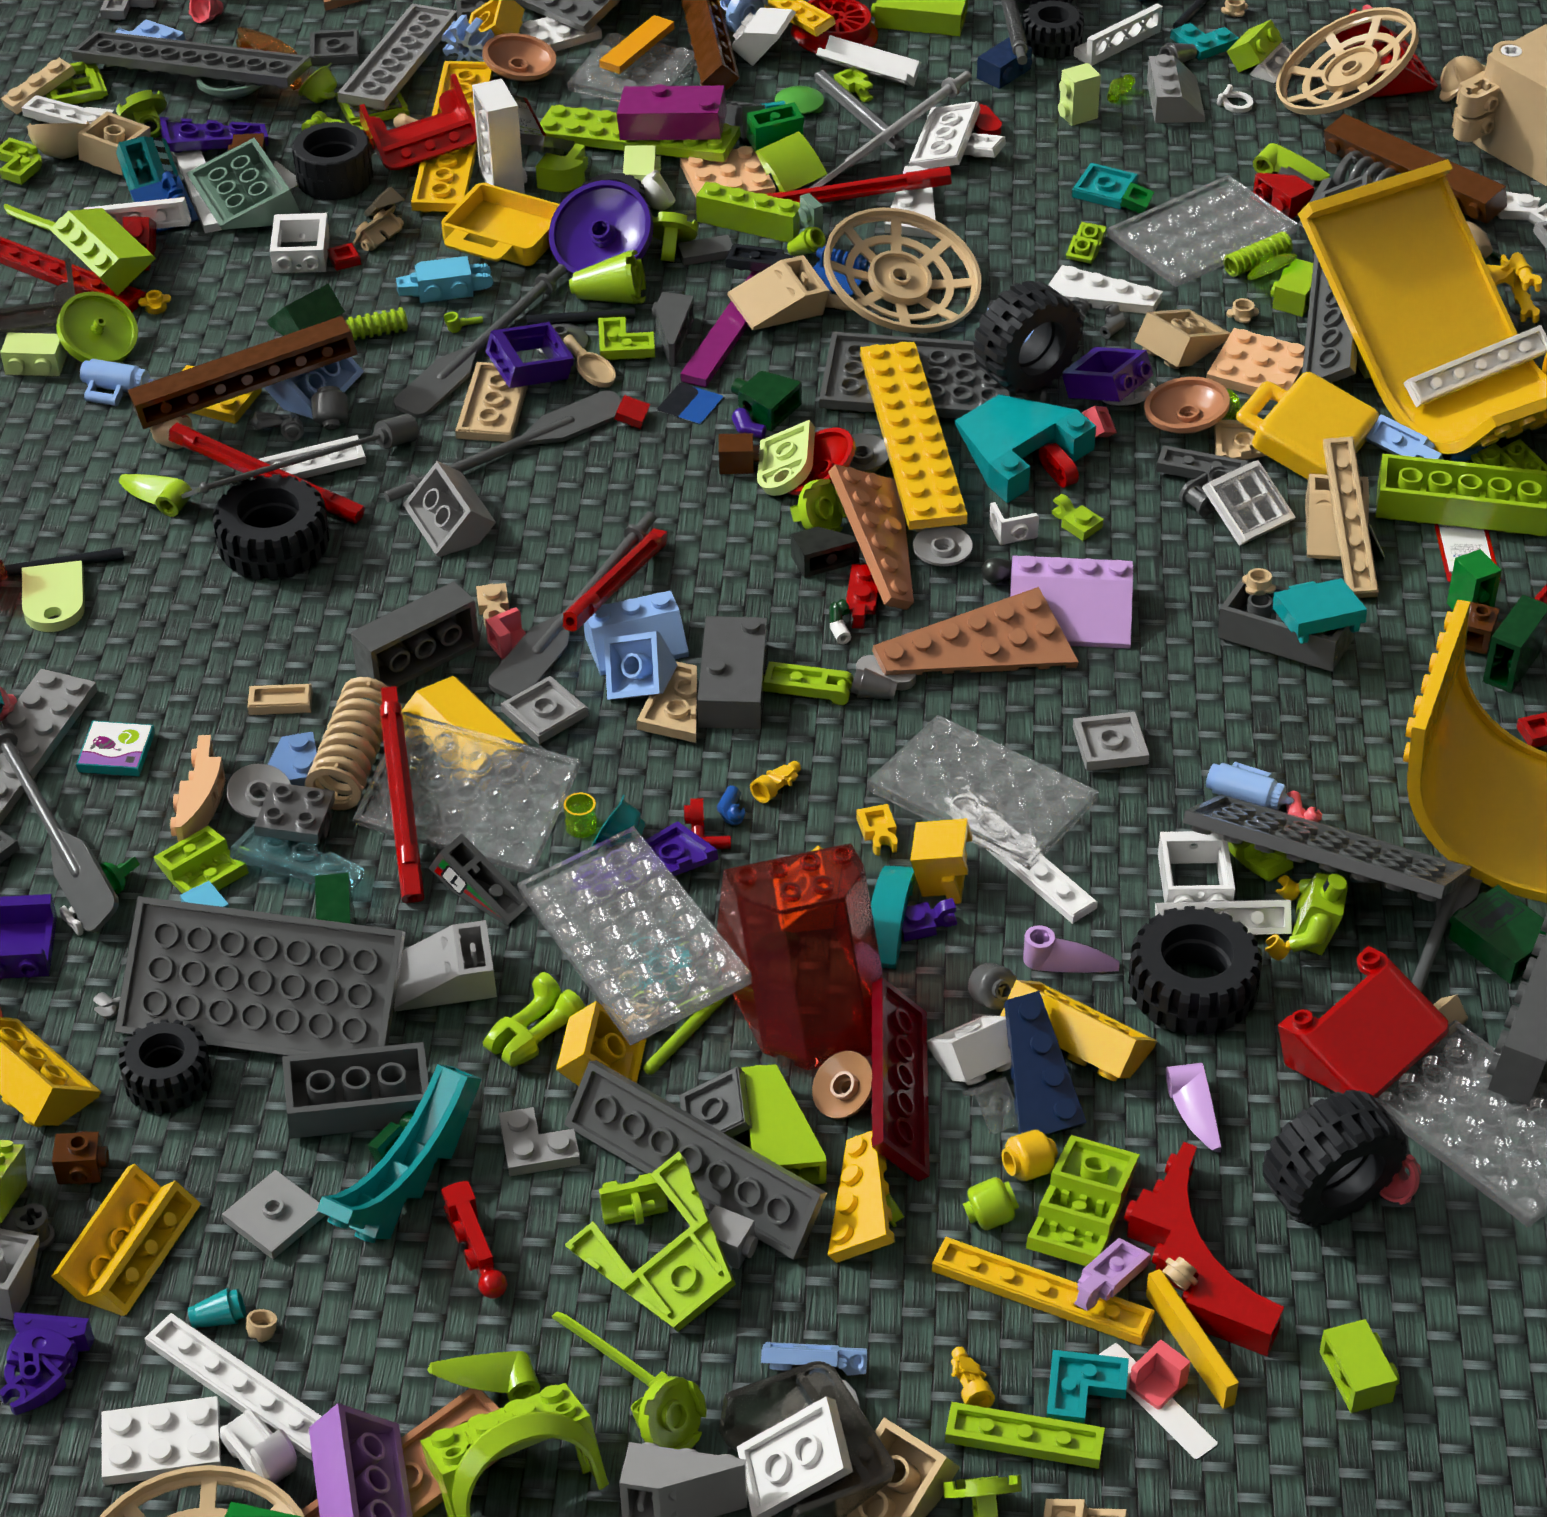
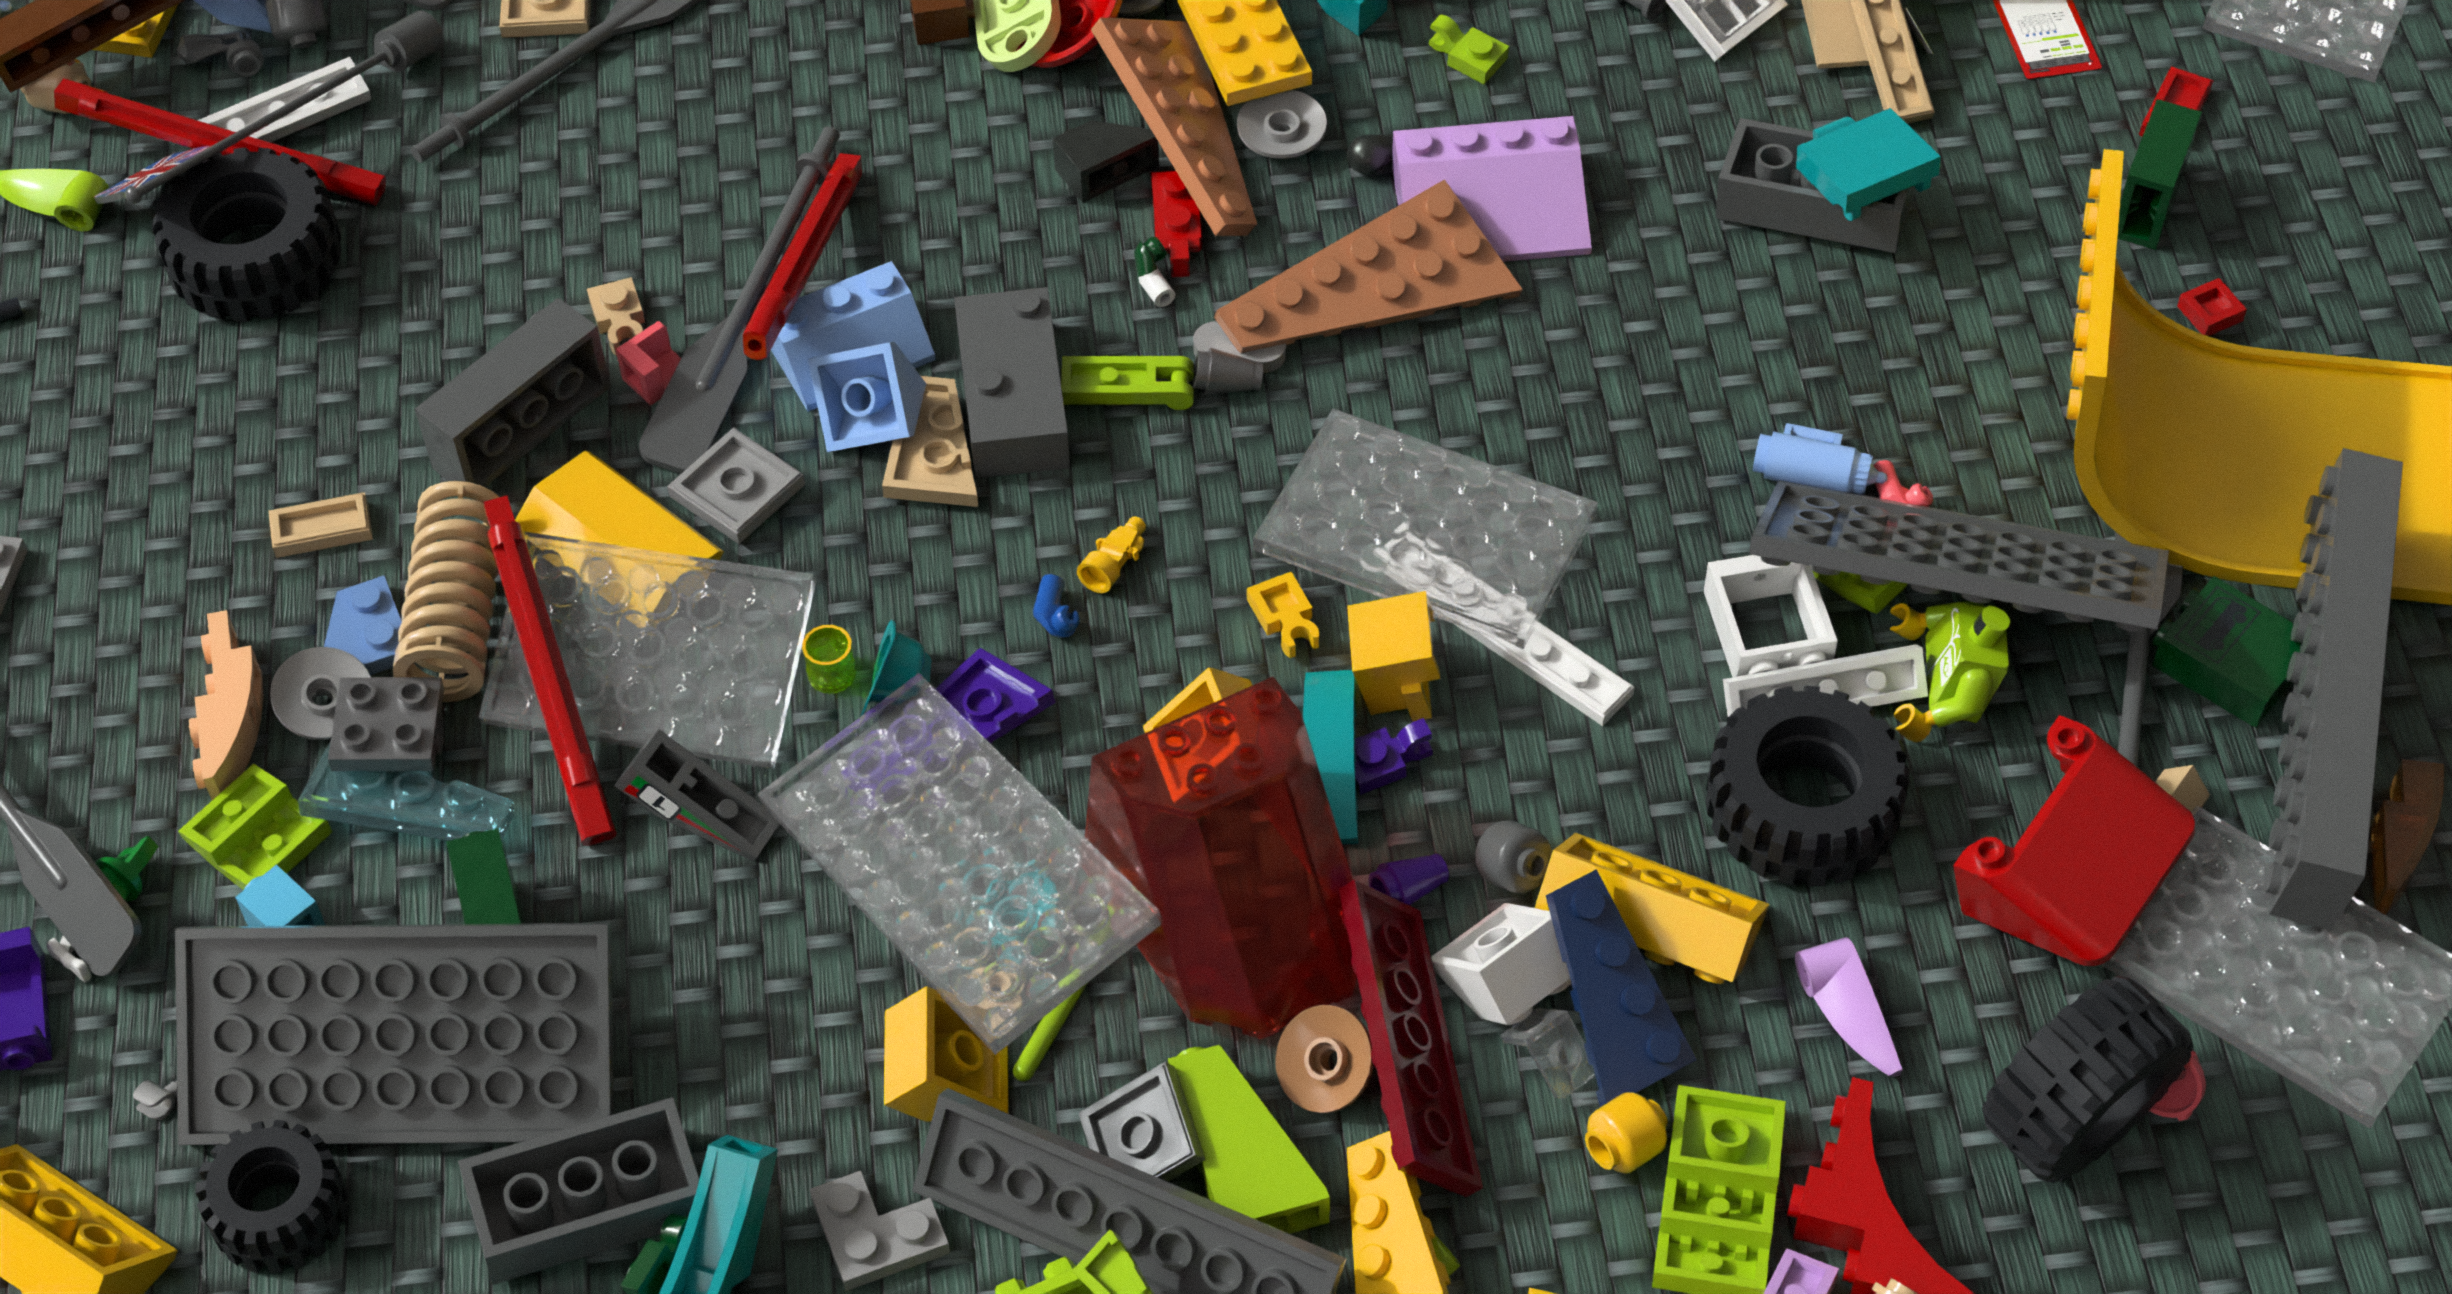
camera: 10 degrees left, 10 degrees up
(115, 748) = (78, 648): tile -> none
(447, 968) = (681, 955): light grey slope -> none
(448, 511) = (517, 167): light grey slope -> none
(512, 1033) = (825, 1070): lime piece -> none
(695, 816) = (1004, 634): red plate -> none
(819, 506) = (1085, 87): lime tile -> none
(924, 990) = (1410, 878): none -> dark purple cone
(991, 1203) = (1586, 1223): lime head -> none
(1014, 528) = (1378, 82): white bracket -> none
(1051, 954) = (1583, 786): lavender piece -> none
(1110, 741) = (1598, 416): light grey plate -> none
(1258, 582) = (1768, 128): tan plate -> none
(1474, 579) = (2075, 88): green brick -> none
(1481, 627) = (2086, 147): reddish brown brick -> none

